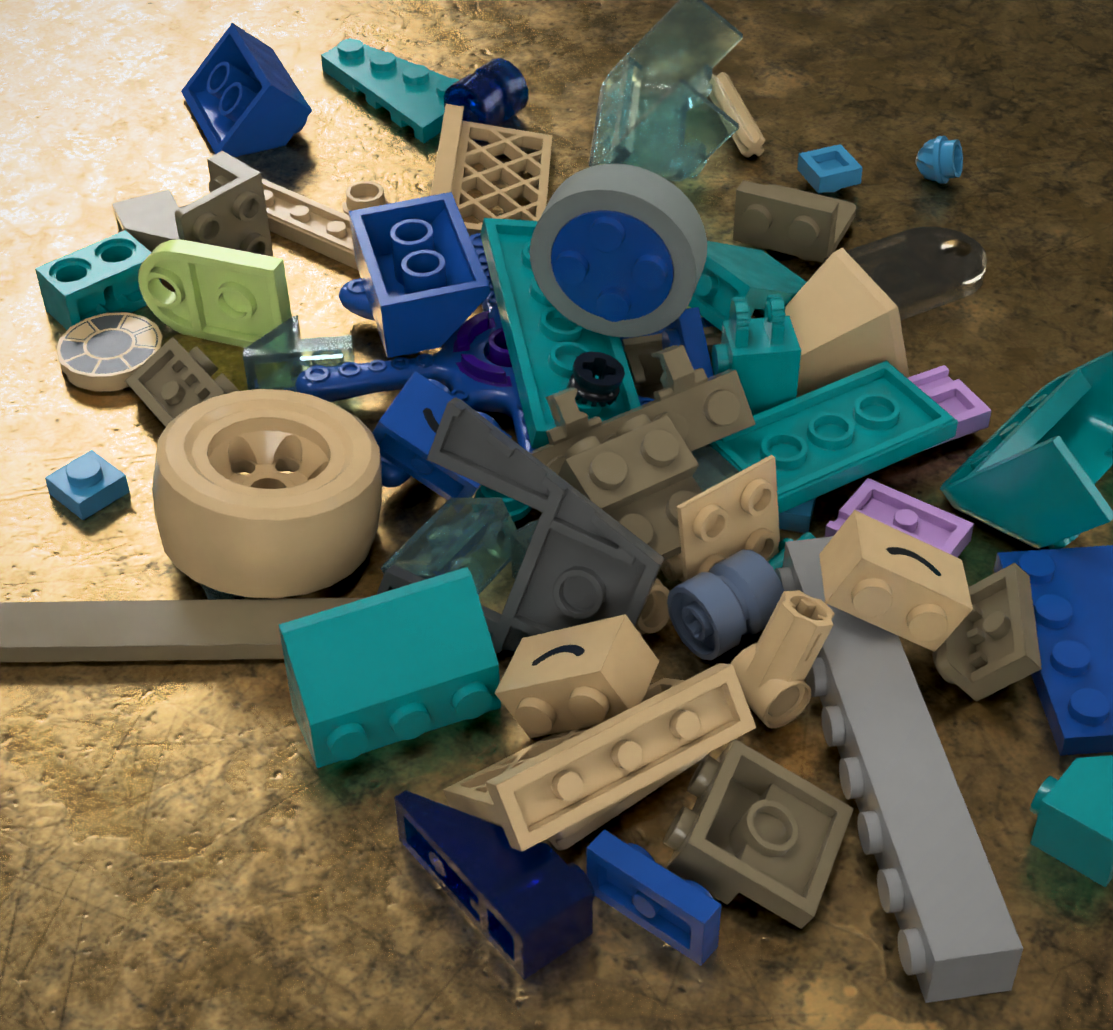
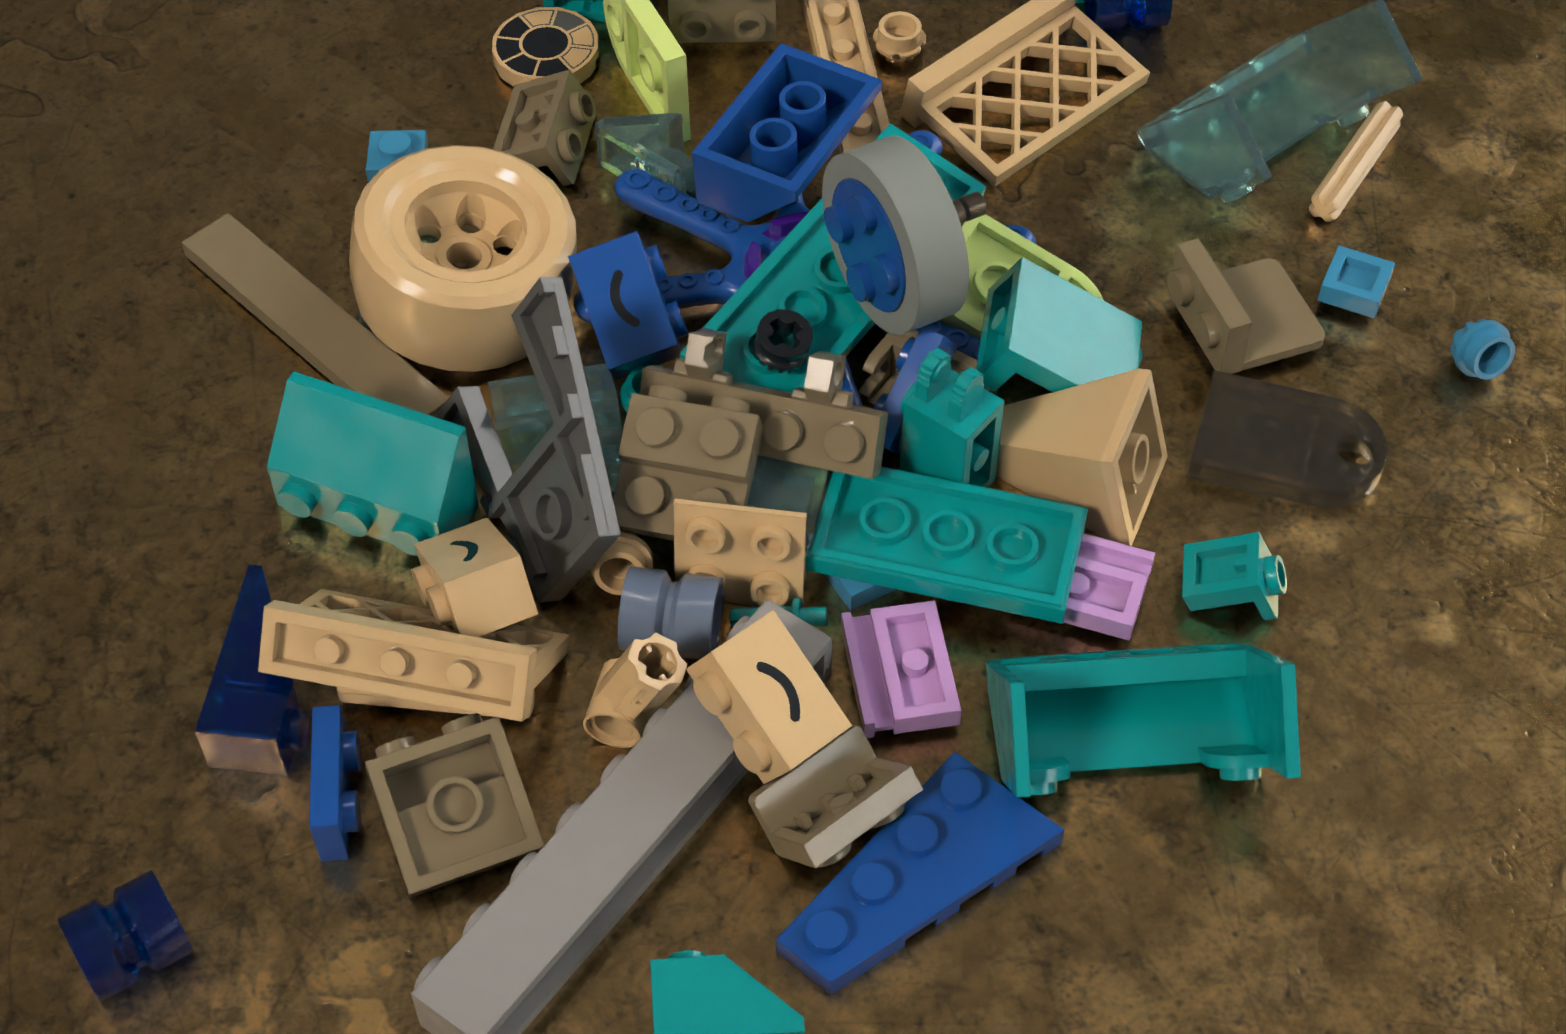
camera: 45 degrees right, 10 degrees up
(994, 349) = (1233, 573): none -> teal bracket

